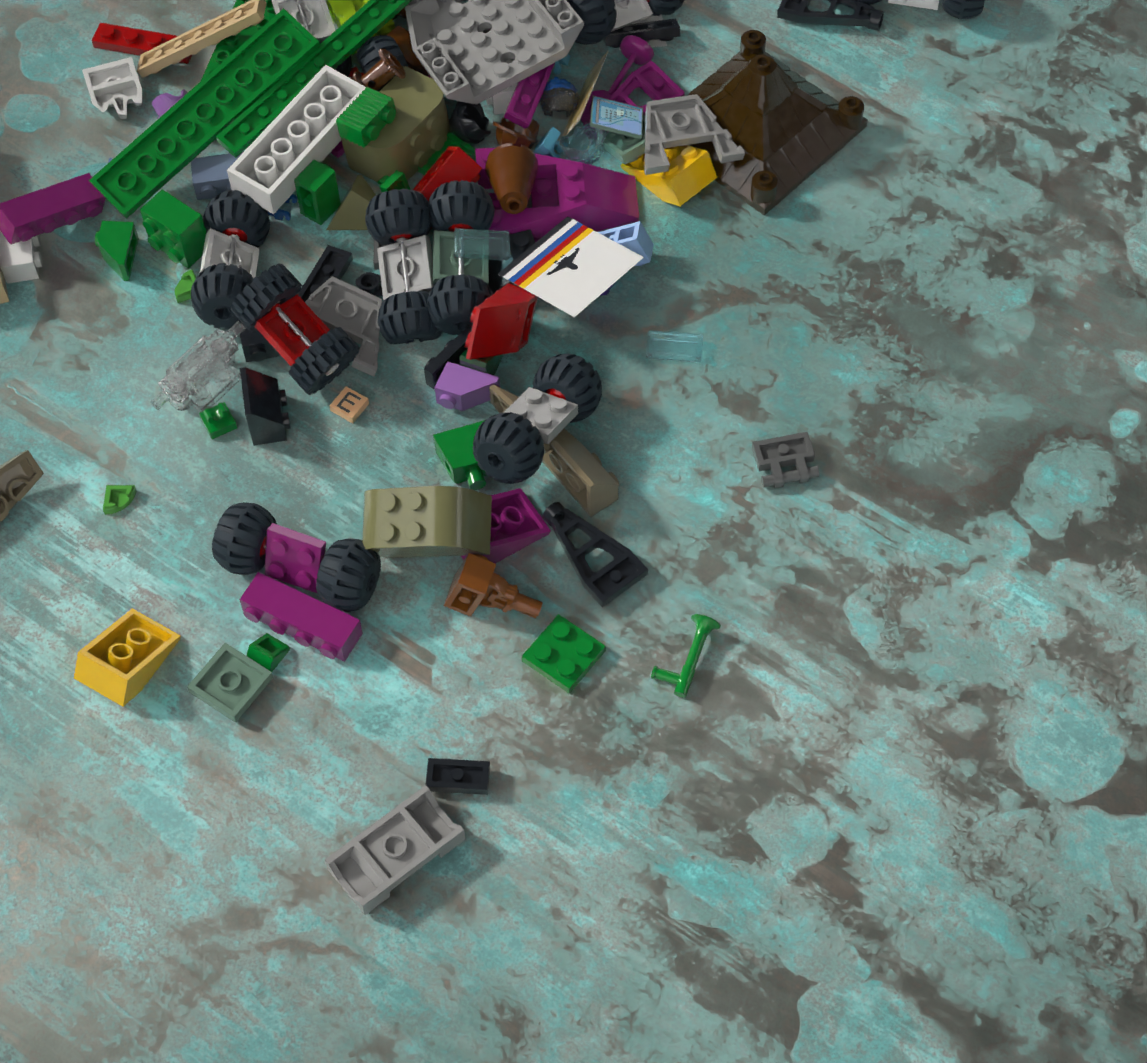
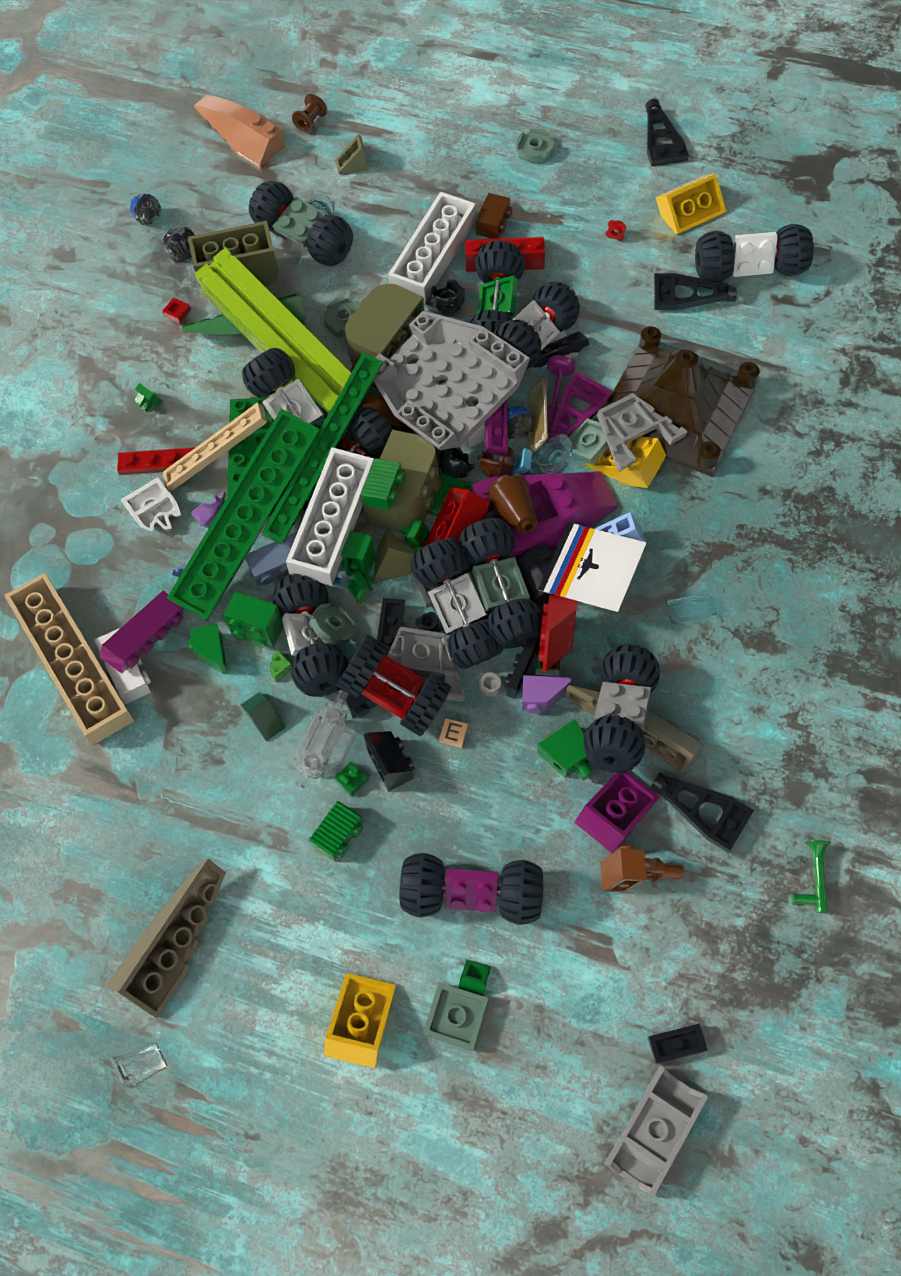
camera: 15 degrees left, 5 degrees up
(118, 497) = (294, 873): bright green tile -> none
(148, 333) = (263, 716): none -> dark green slope
(178, 466) = (336, 831): none -> green brick
(252, 246) = (322, 620): none -> sand green plate
(301, 617) = (491, 938): magenta brick -> none
(309, 227) = (360, 586): none -> green tile
(381, 71) = (377, 441): reddish brown hose -> none
(411, 366) = (490, 684): none -> light grey tile
(426, 521) = (573, 831): olive brick -> none
(481, 244) = (515, 567): clear light blue tile -> none
(563, 653) = (715, 904): green plate -> none
(616, 117) = (573, 427): piece -> none
(785, 451) = (815, 675): dark grey plate -> none

